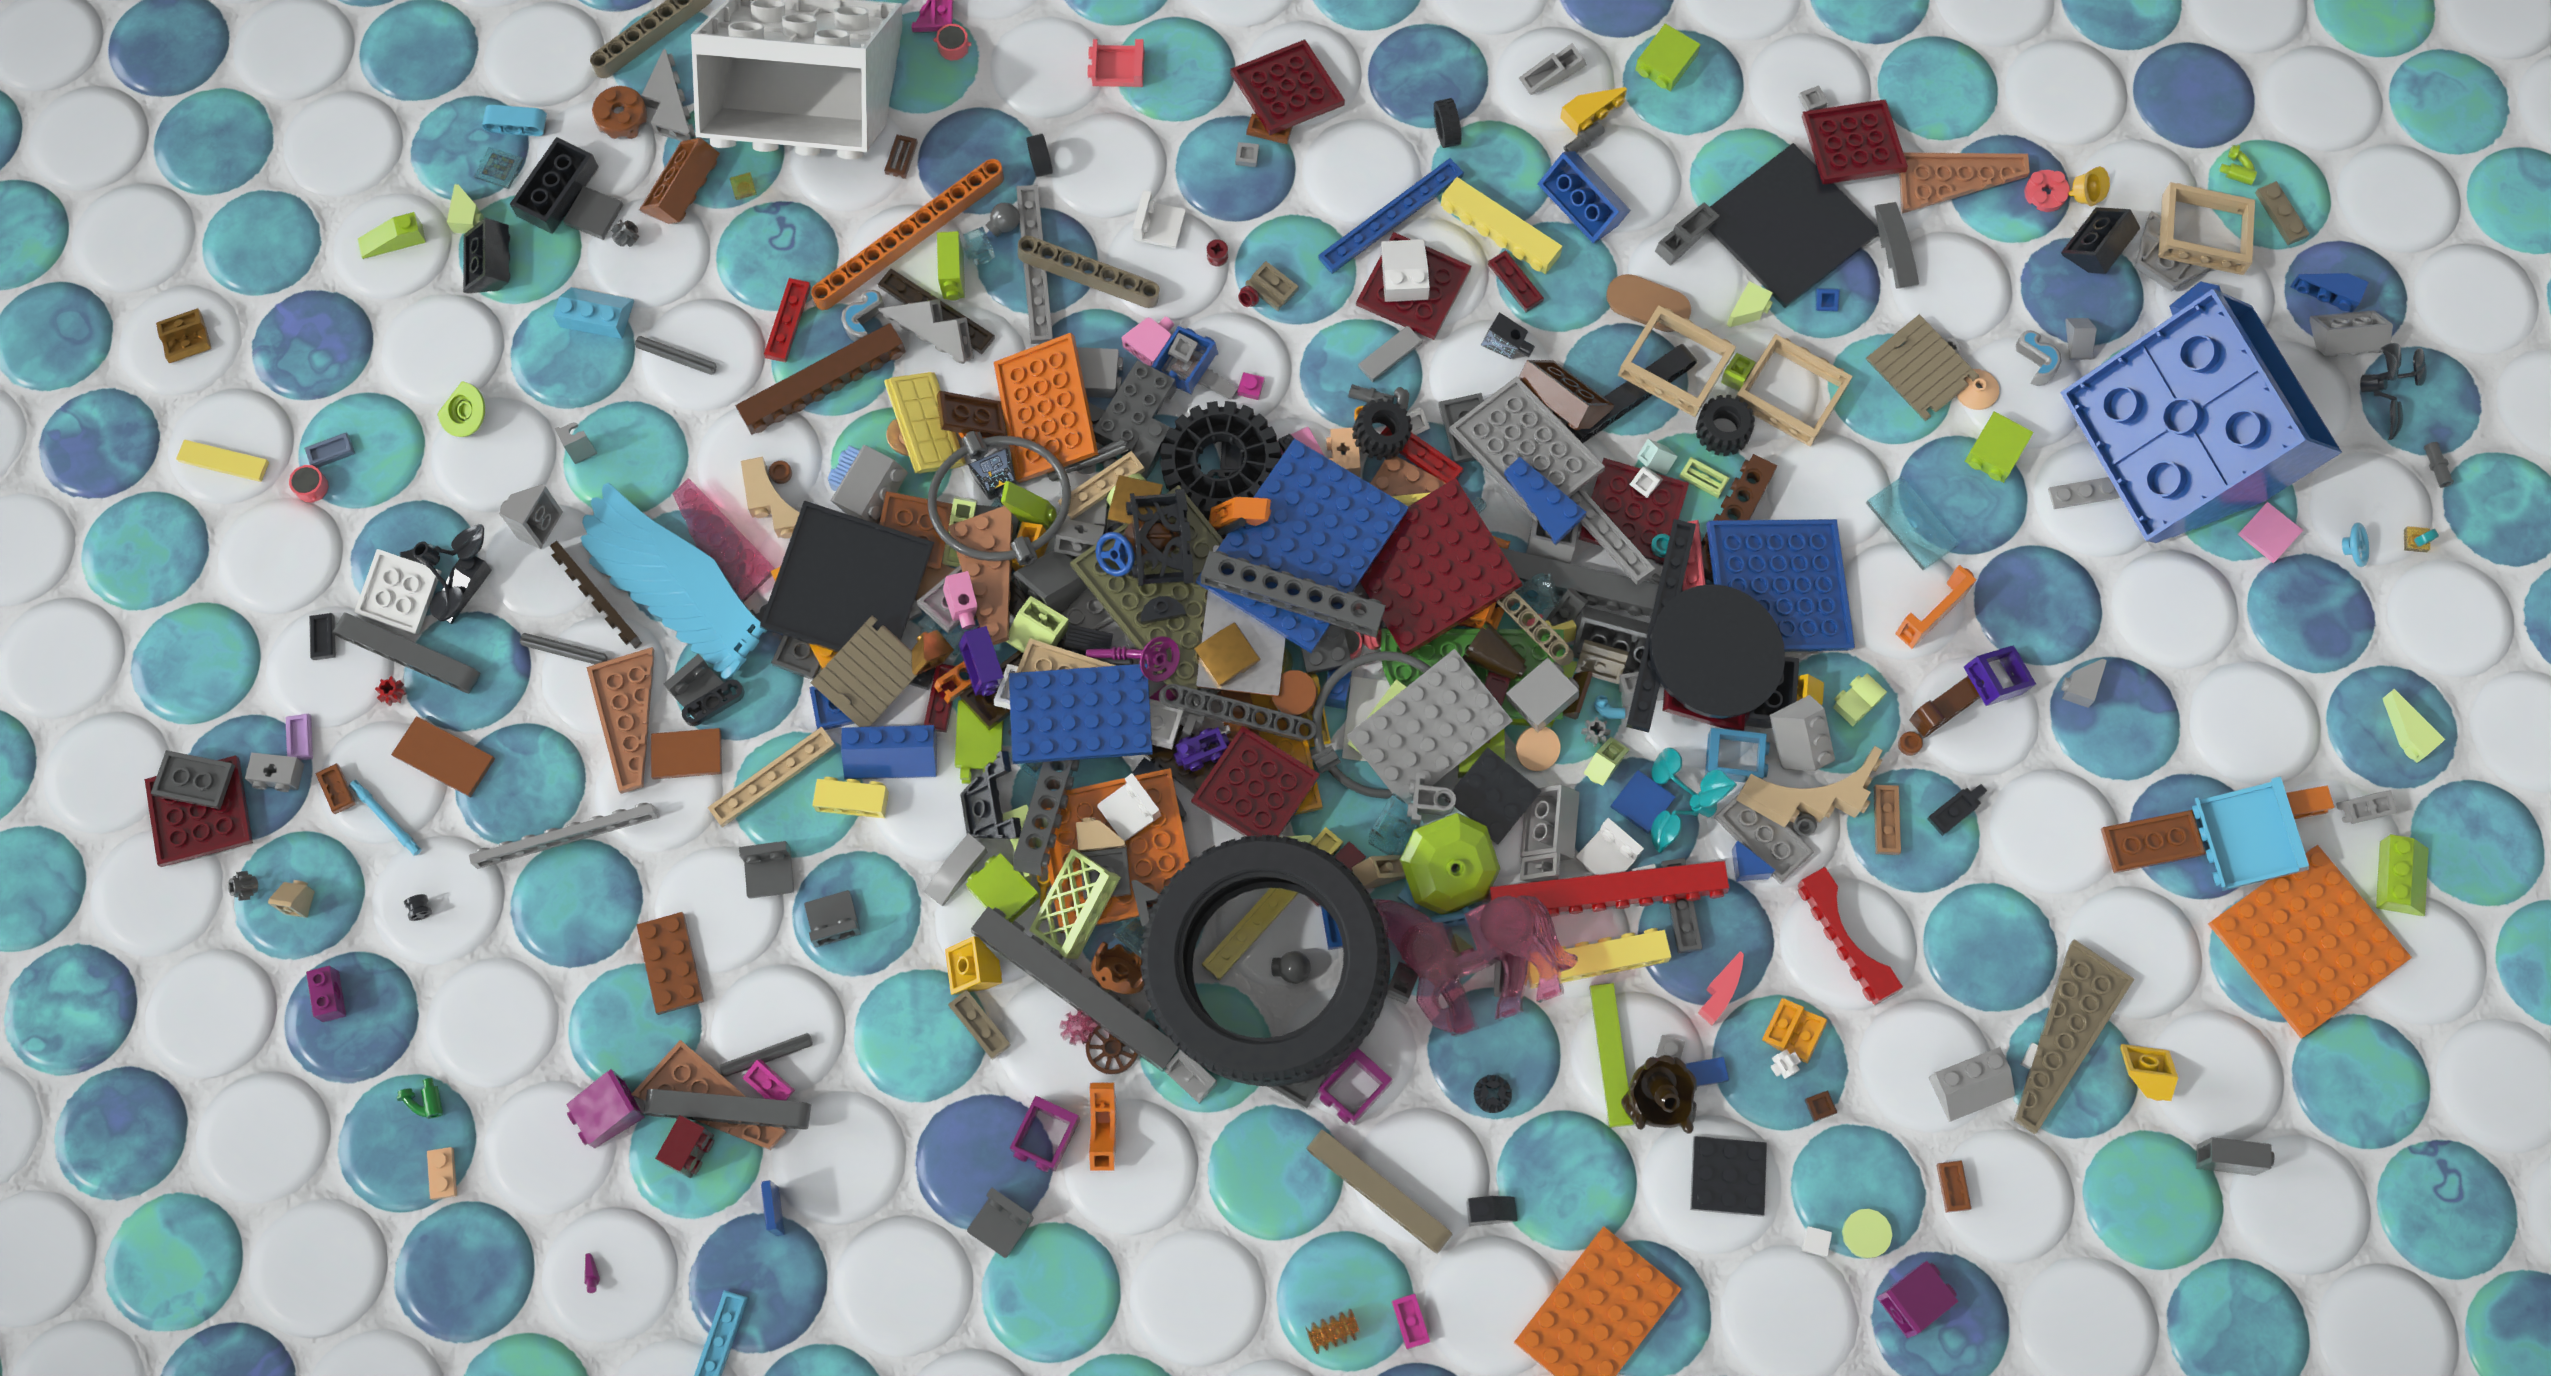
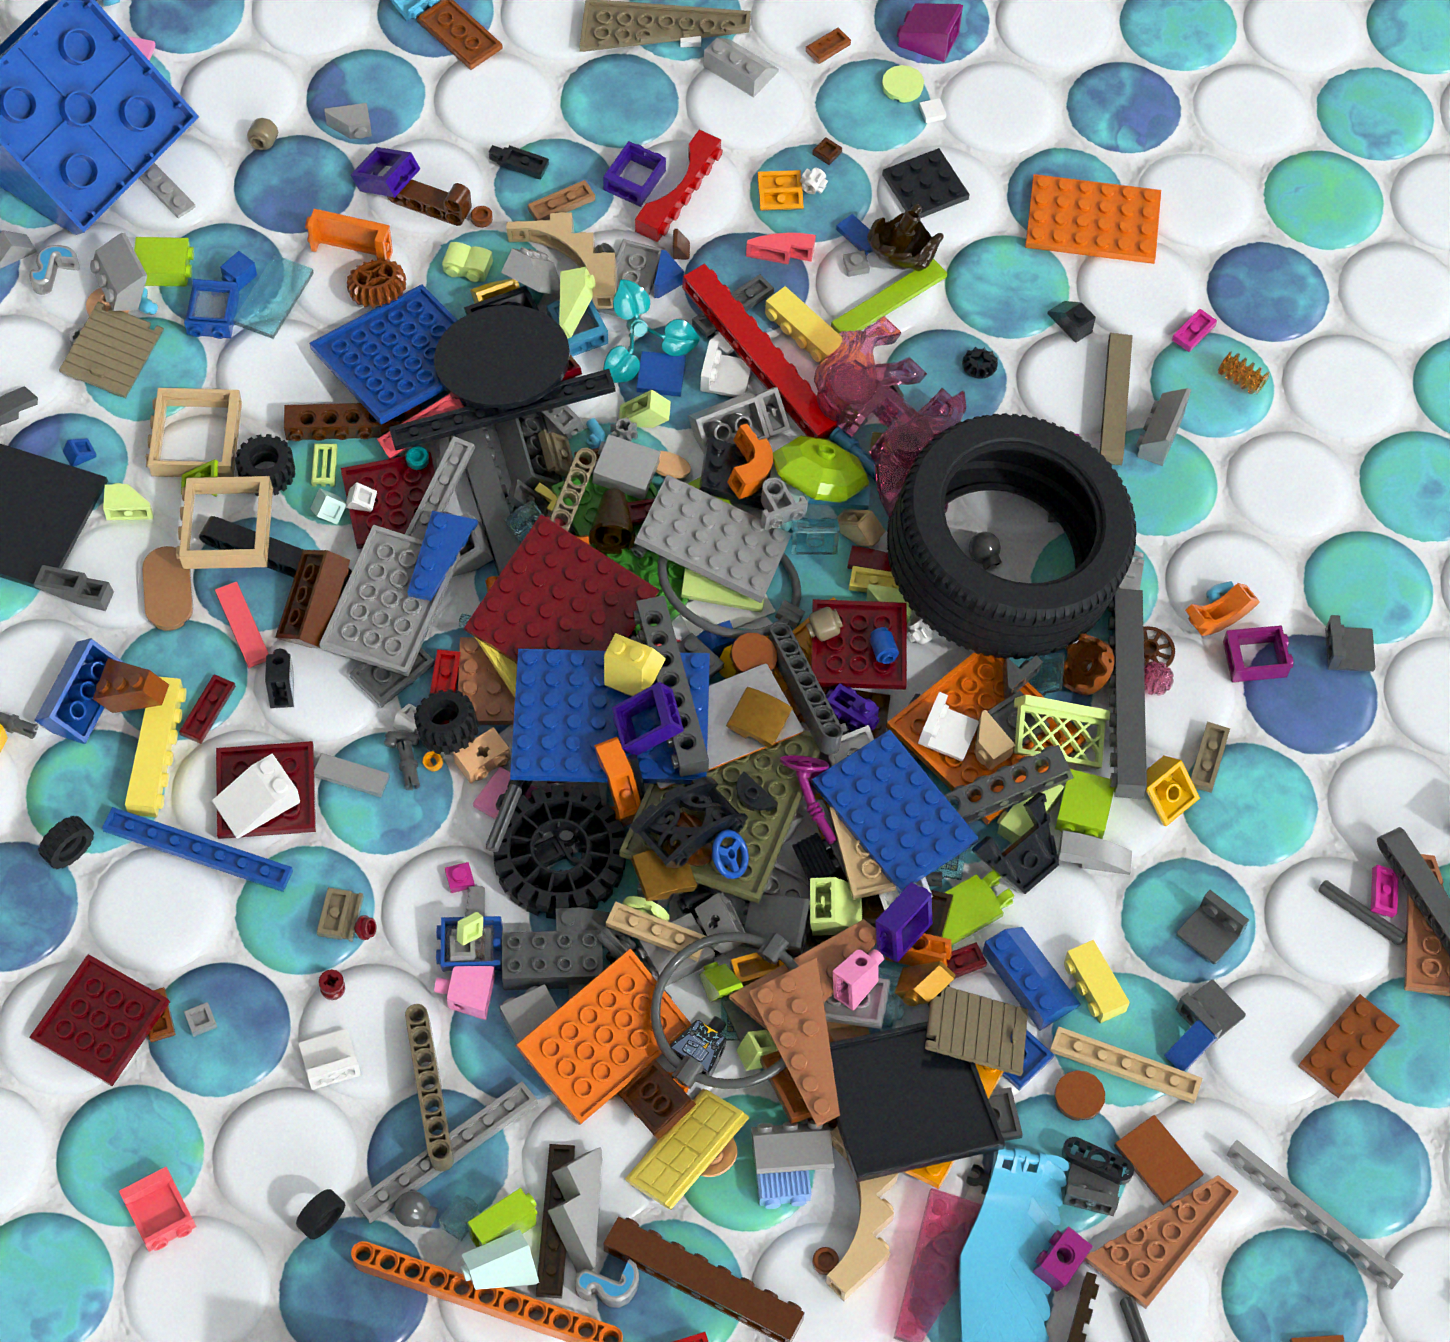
camera: 125 degrees left, 10 degrees down
(651, 620) = (1074, 1251): none -> magenta brick
(748, 830) = (1190, 1046): none -> blue tile
(774, 728) = (1079, 1095): none -> dark orange tile
(919, 245) = (500, 1263): none -> light aqua slope
(946, 529) = (798, 1025): none -> nougat wing
(1129, 1145) = (1217, 590): none -> medium azure arm
(1191, 354) = (469, 928): none -> yellowish green plate
(1234, 798) = (884, 645): none -> blue brick
(1263, 561) = (668, 712): none -> dark purple window
(1266, 423) = (503, 818): none -> dark grey axle
(1284, 761) = (824, 624): none -> dark tan head
(1320, 1209) = (1162, 426): none -> light grey slope
(1325, 567) = (630, 665): none -> light yellow slope
(1471, 796) = (759, 455): none -> orange arch
(1560, 222) = (129, 687): none -> dark orange wedge
(1579, 341) = (242, 624): none -> coral tile
(1753, 752) = (575, 296): none -> yellowish green slope
(1777, 898) = (681, 245): none -> reddish brown slope
(1863, 596) = (376, 283): none -> dark orange gear
(1902, 893) = (629, 190): none -> dark purple window
(1921, 463) = (212, 308): none -> blue window
(1951, 500) = (238, 269): none -> blue brick
(1961, 413) = (146, 304): none -> medium azure arm
(1994, 396) = (119, 273): none -> light grey slope
(2107, 597) = (262, 134): none -> dark tan head

